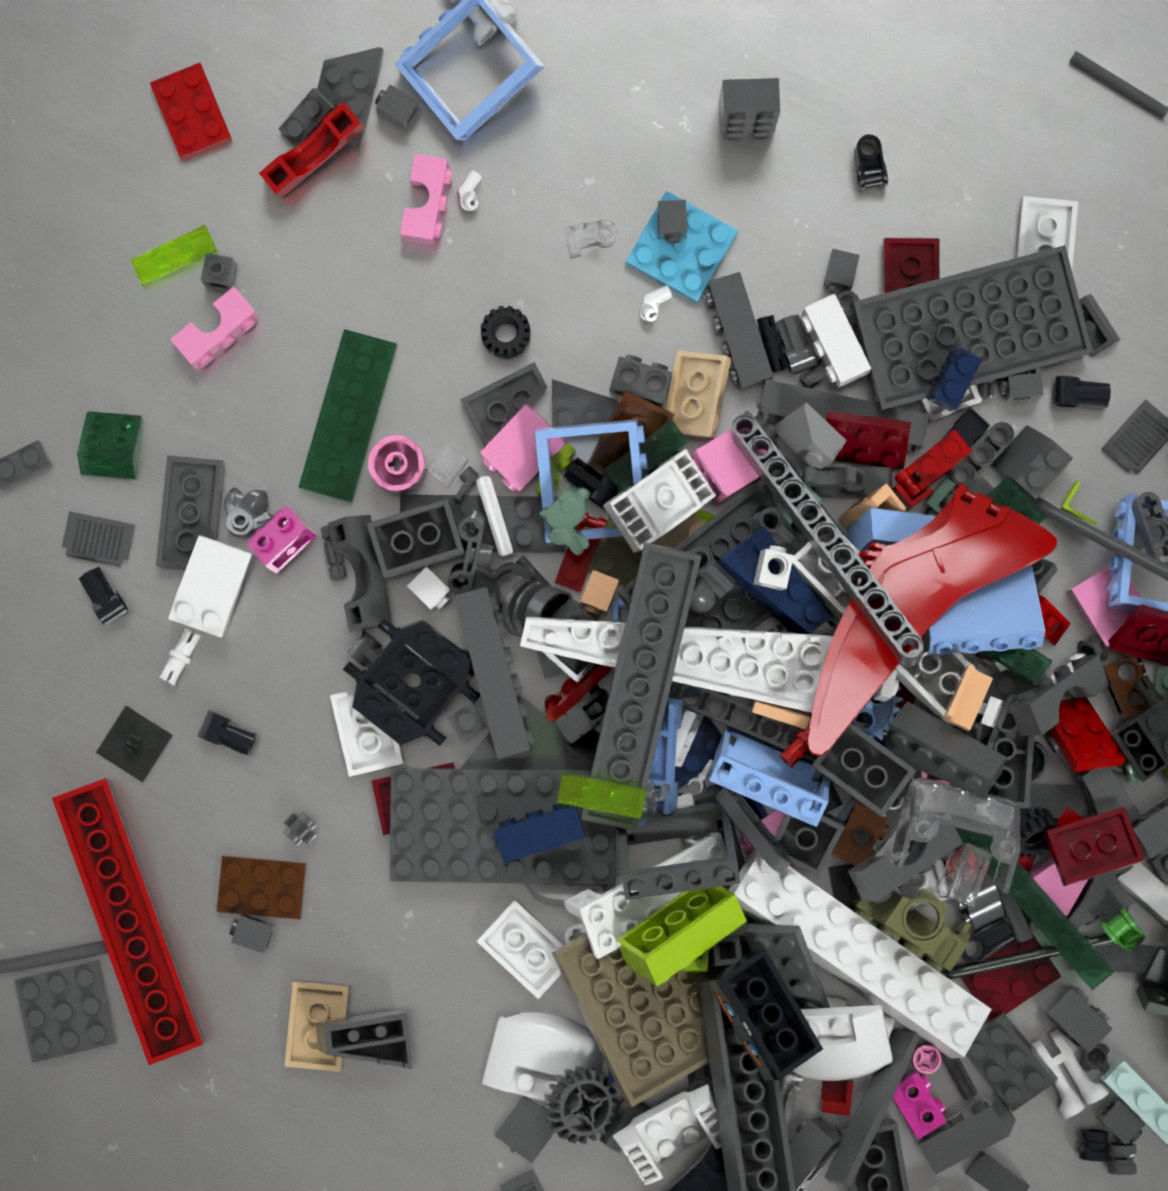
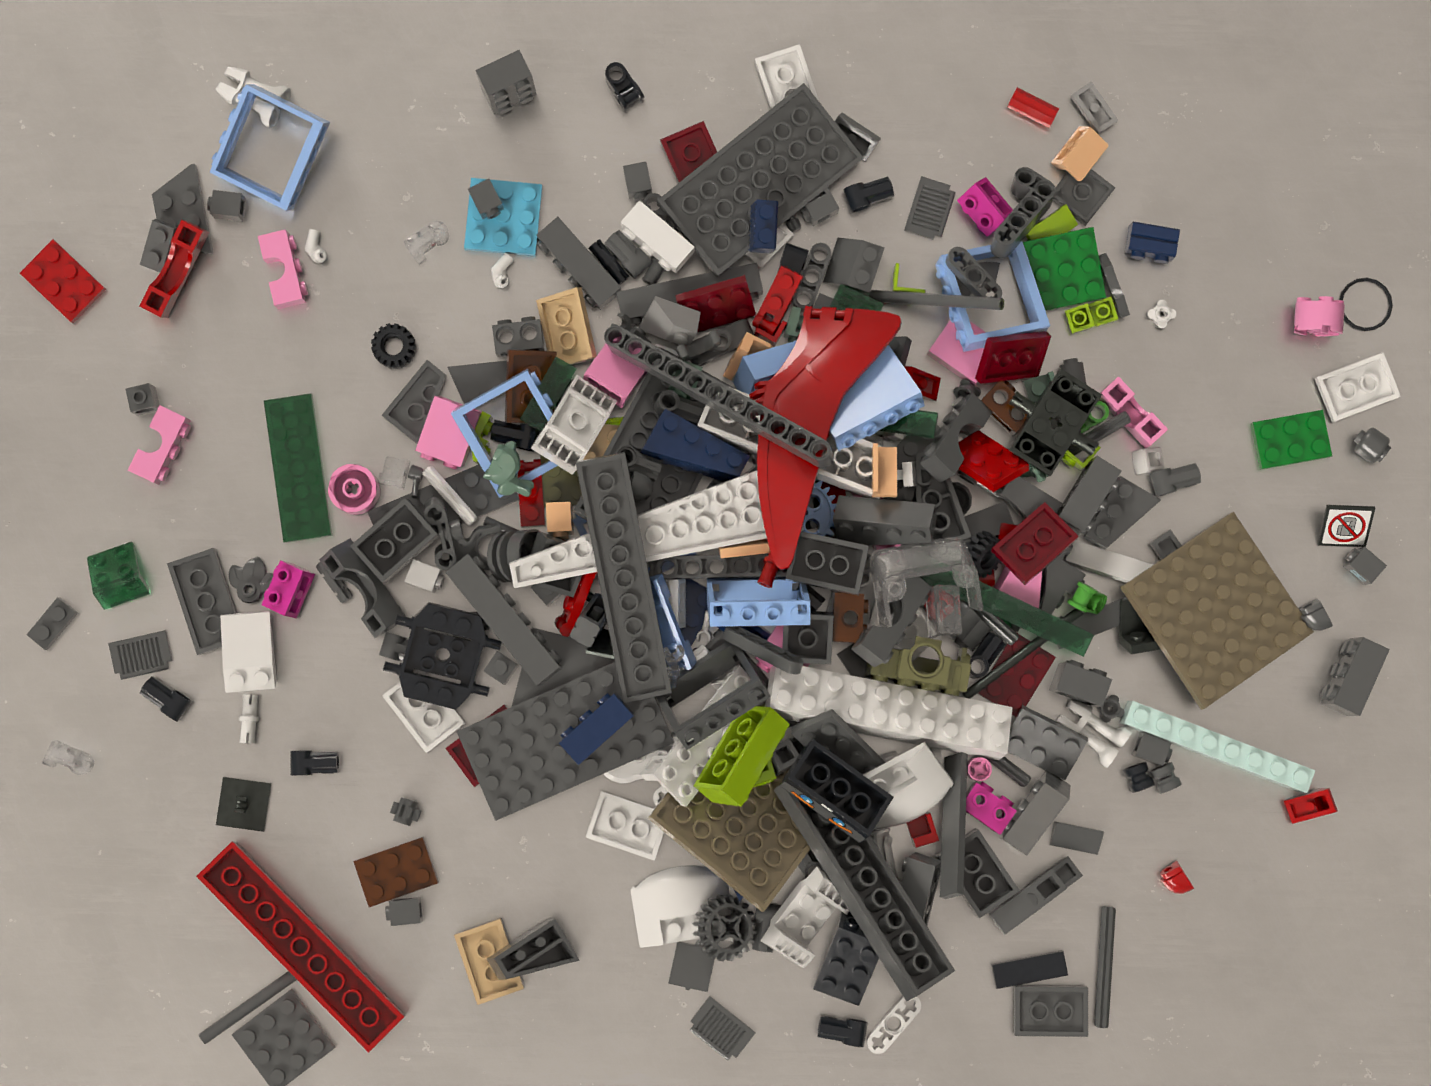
camera: 35 degrees left, 0 degrees up
(173, 255) = (100, 402): clear neon green tile -> none
(601, 795) = (631, 677): clear neon green tile -> none
(764, 577) = (687, 448): white brick -> none
(888, 688) = (819, 492): white plate -> none

